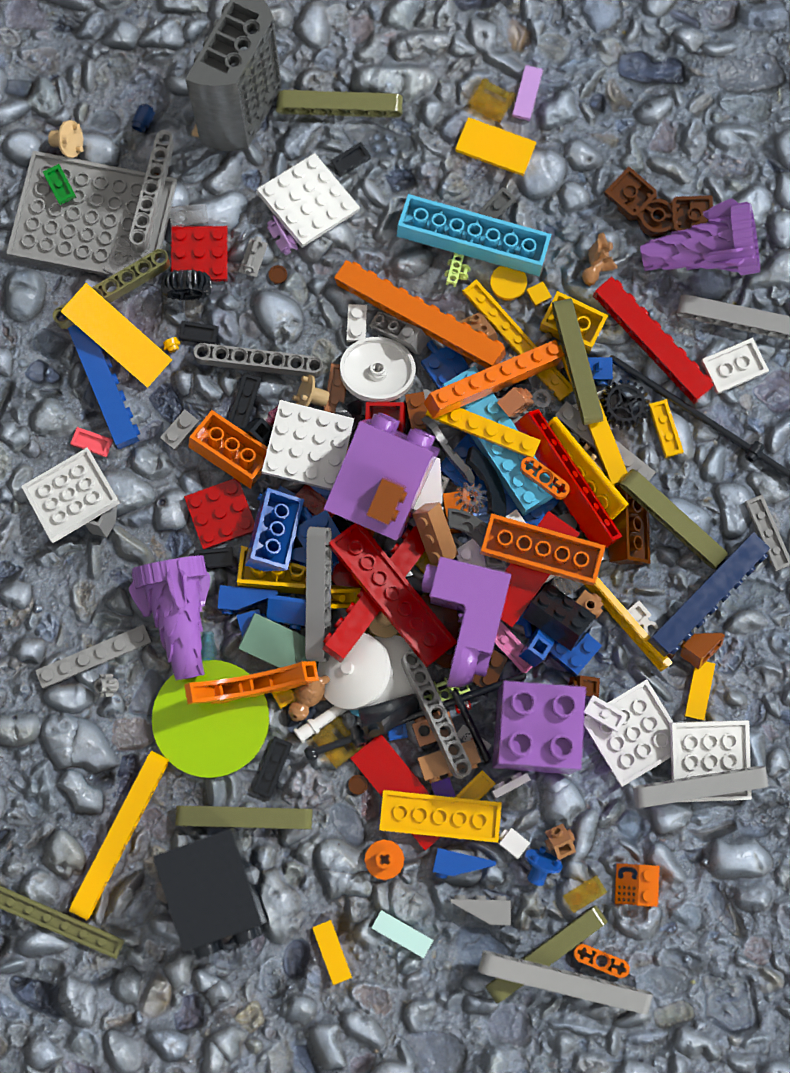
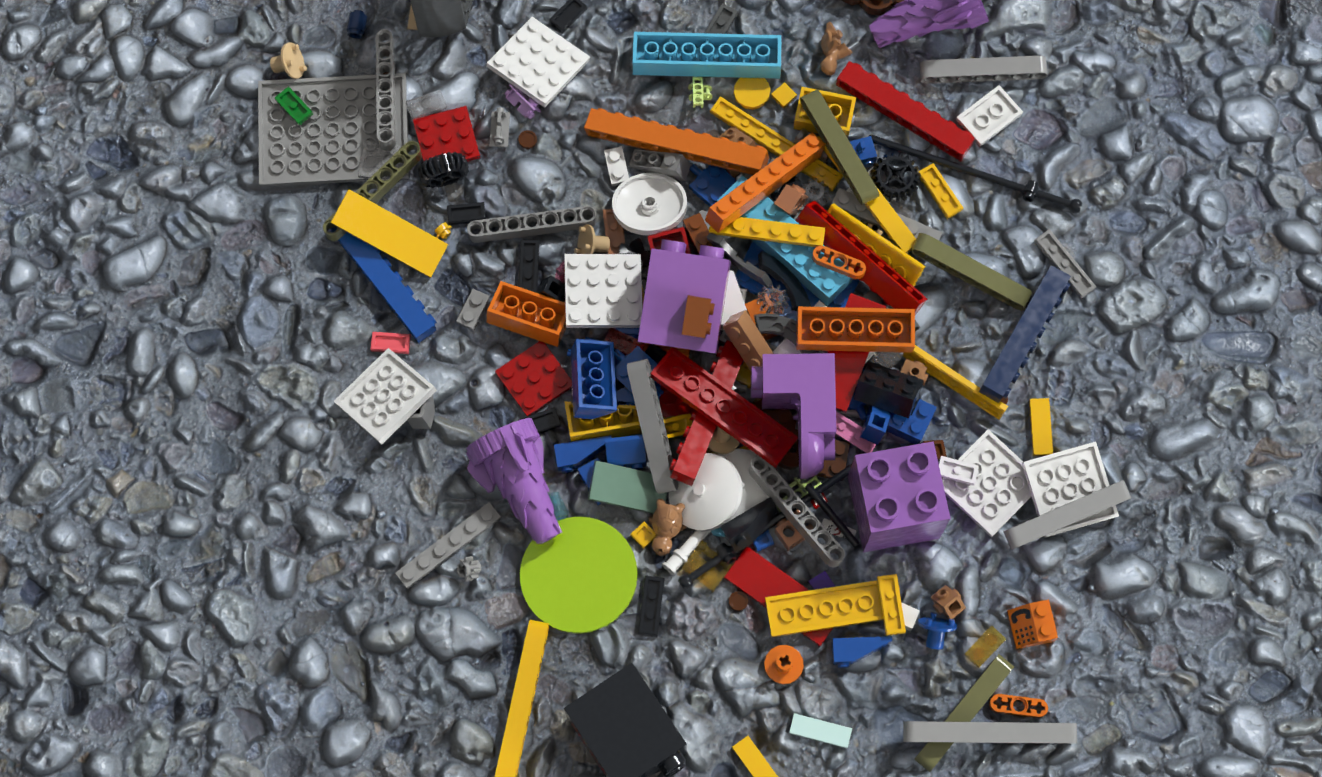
camera: 10 degrees left, 5 degrees down
(243, 817) = (642, 659): olive beam -> none
(252, 685) = (612, 530): orange arch -> none
(435, 765) = (809, 562): medium nougat brick -> none
(476, 787) = (854, 572): yellow tile -> none
(491, 911) = (896, 686): light grey slope -> none
(503, 788) = (891, 556): white plate -> none
(503, 830) = (891, 604): none -> yellow tile
(634, 528) = (940, 307): reddish brown slope -> none
(641, 615) = (966, 370): white plate -> none
(701, 647) = (1031, 386): dark orange slope -> none

